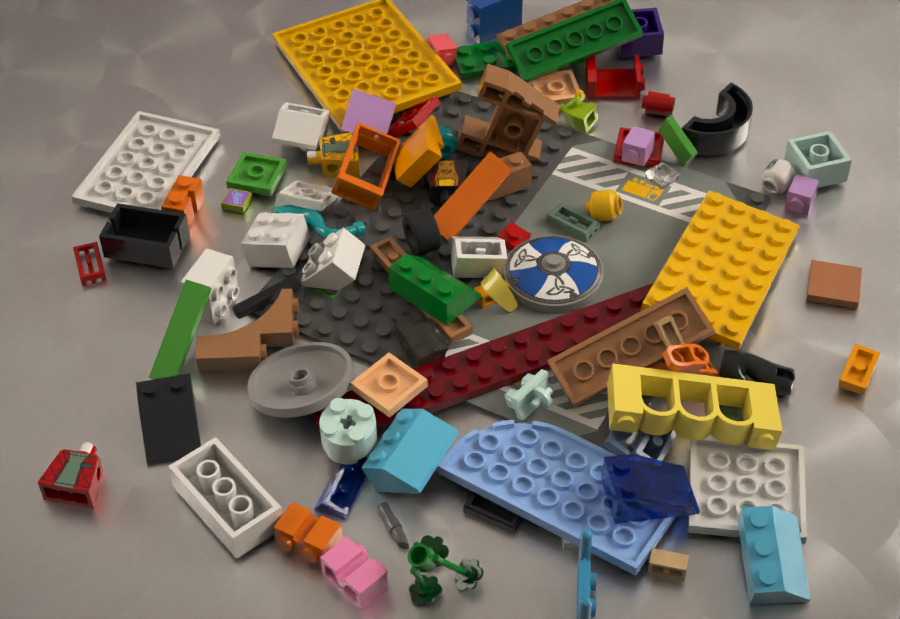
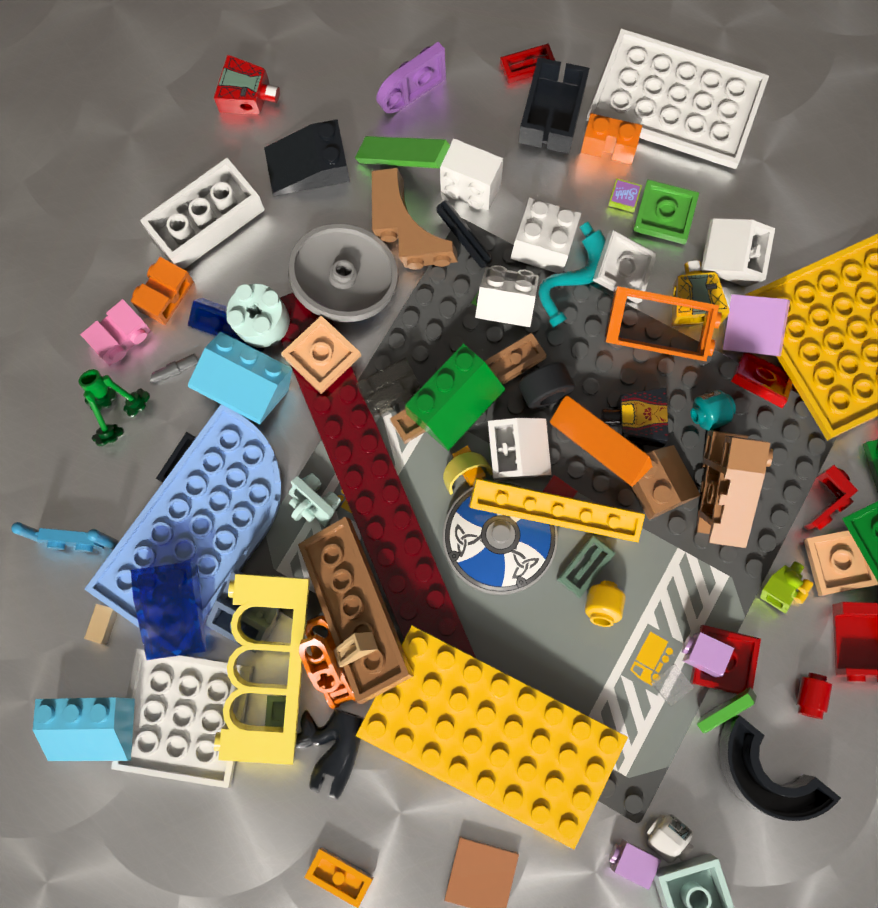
camera: 95 degrees right, 30 degrees up
(99, 329) = (413, 79): none -> medium lavender plate
(419, 153) = (683, 380): light orange slope -> none
(530, 229) = (556, 510): none -> yellow plate

